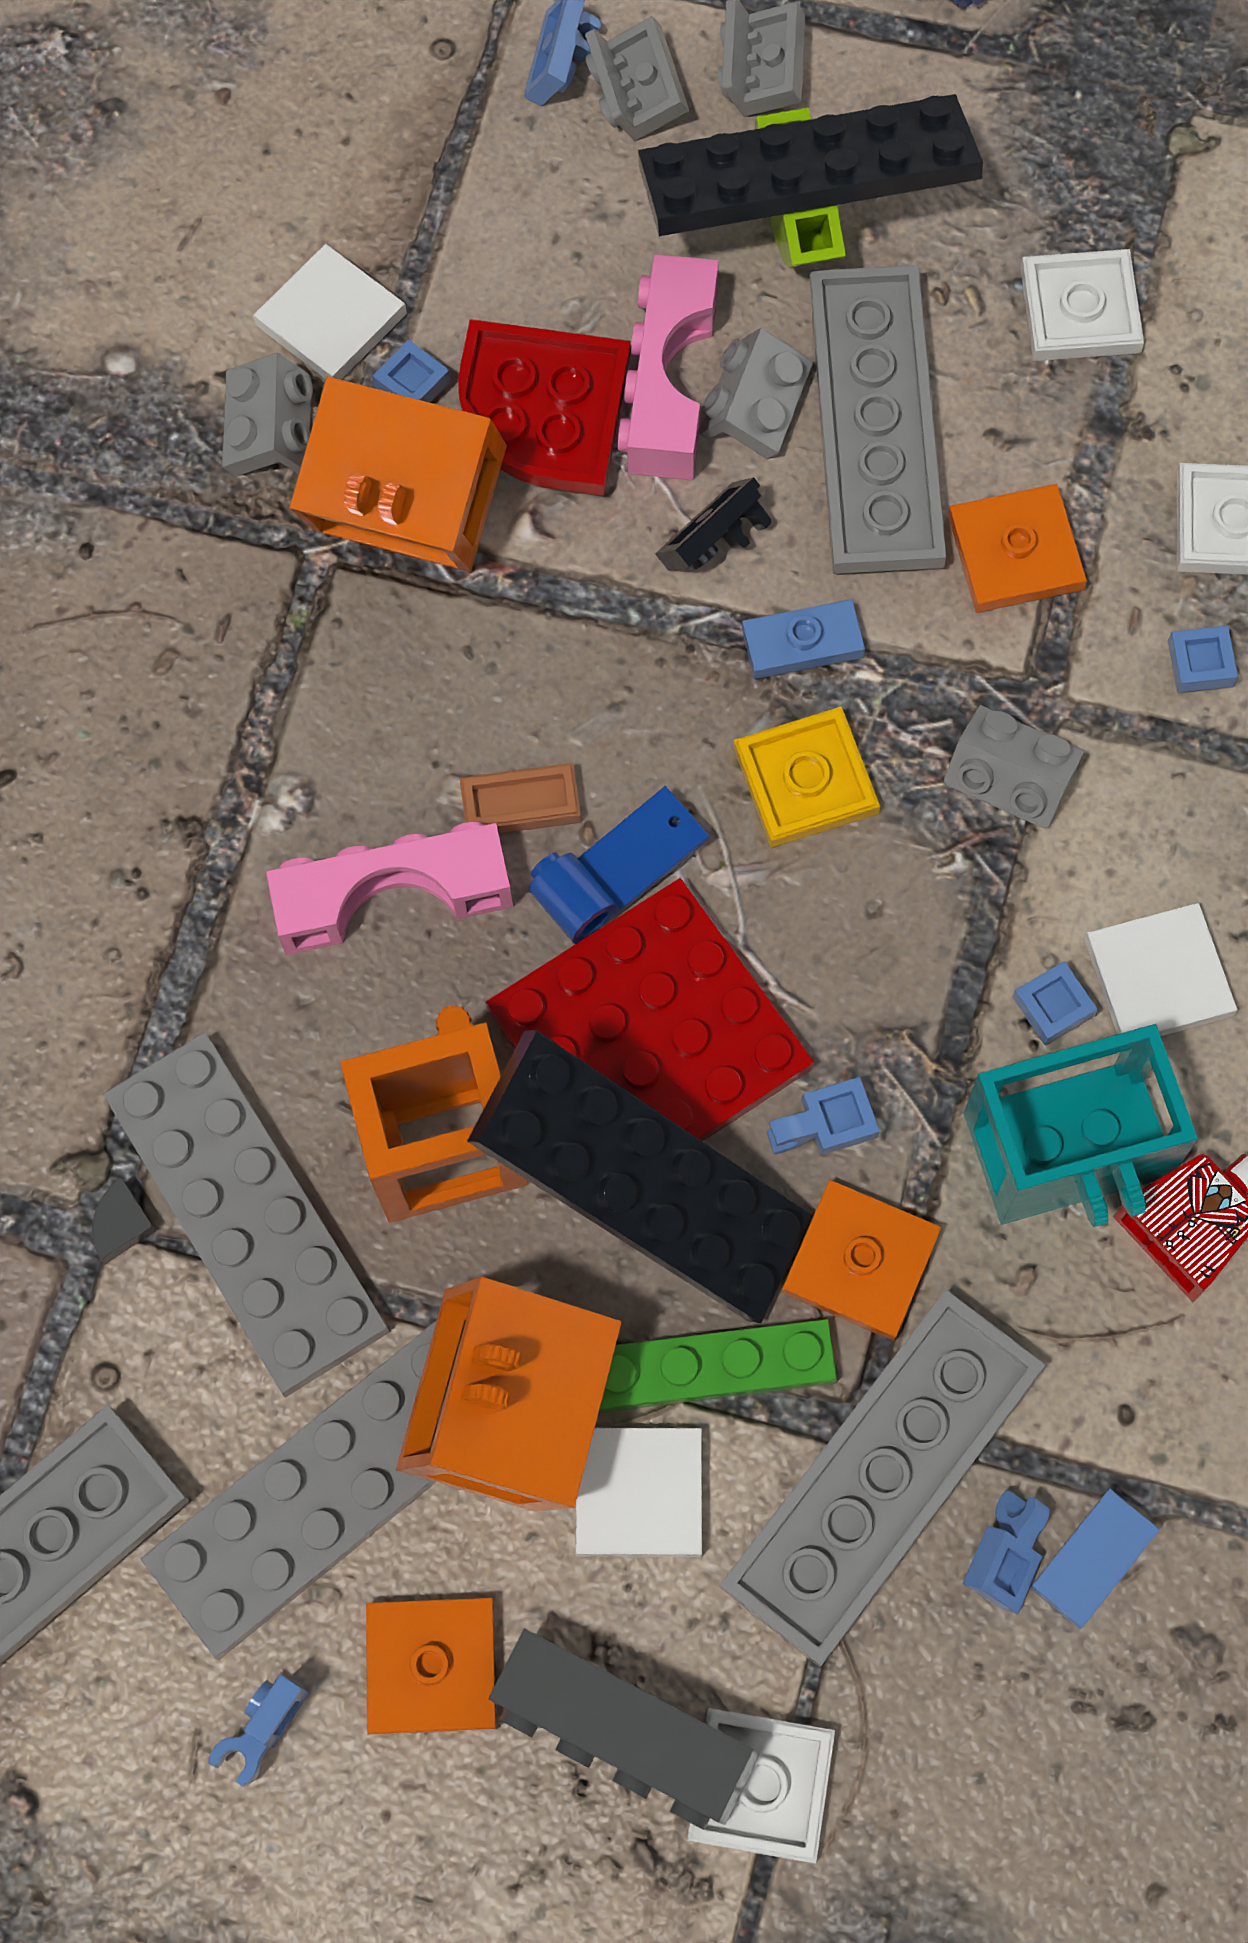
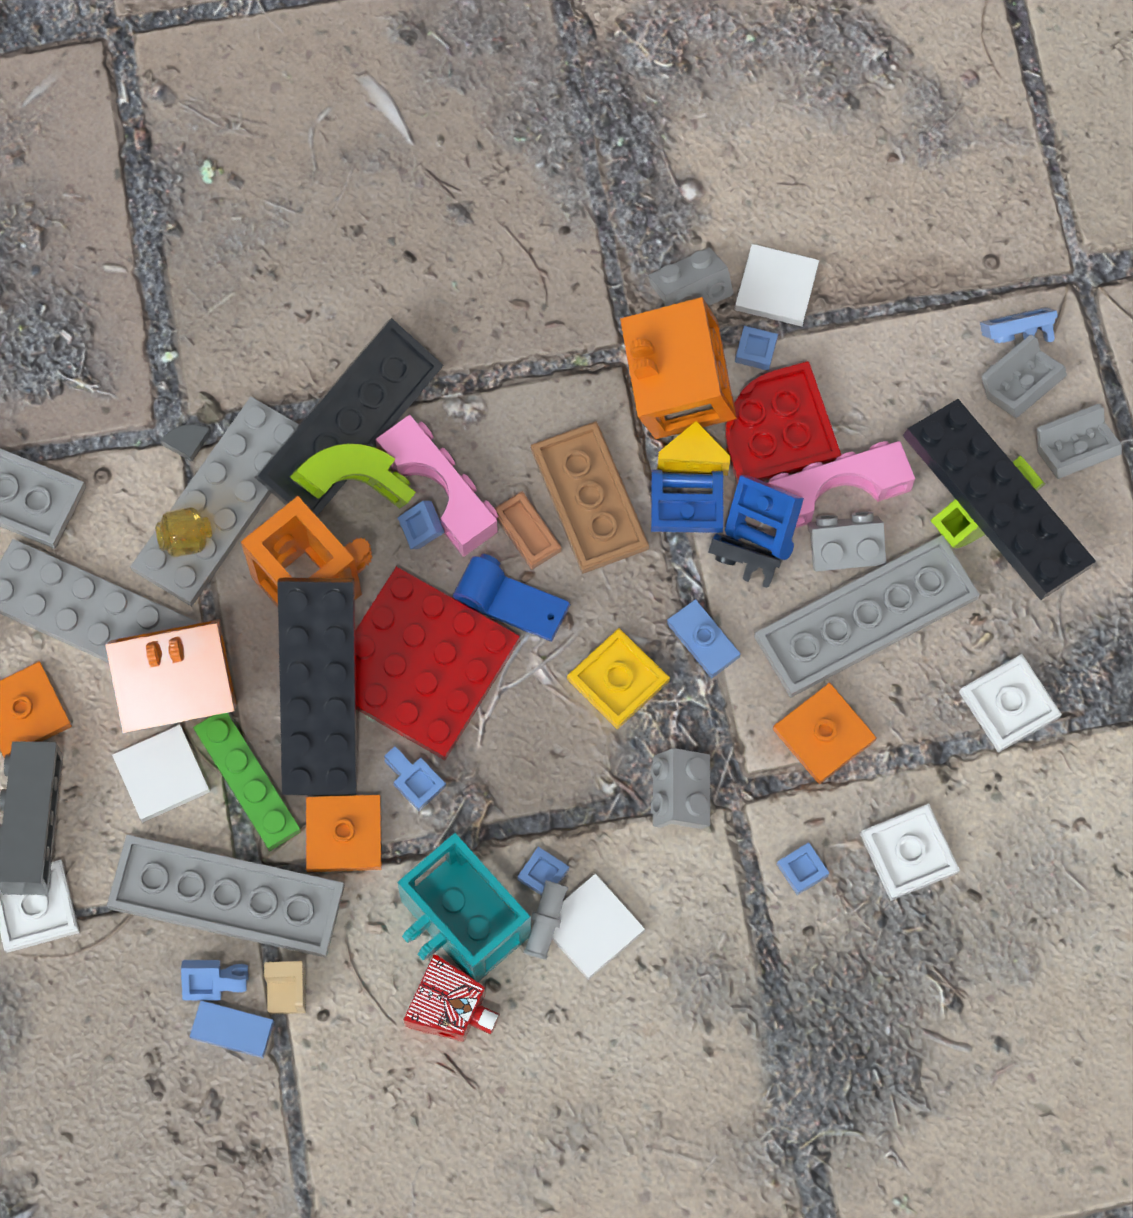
camera: 60 degrees right, 0 degrees up
(225, 967) = (354, 410): none -> black plate
(279, 1281) = (183, 532): none -> clear yellow head
(292, 1020) = (353, 463): none -> lime arch
(440, 937) = (421, 524): none -> medium blue plate
(513, 694) = (589, 497): none -> medium nougat tile
(527, 521) = (693, 453): none -> yellow slope
(605, 574) = (686, 511): none -> blue plate
(664, 456) = (766, 505): none -> blue plate
(1068, 1447) = (285, 987): none -> tan panel
(1124, 1014) = (546, 920): none -> light grey pin

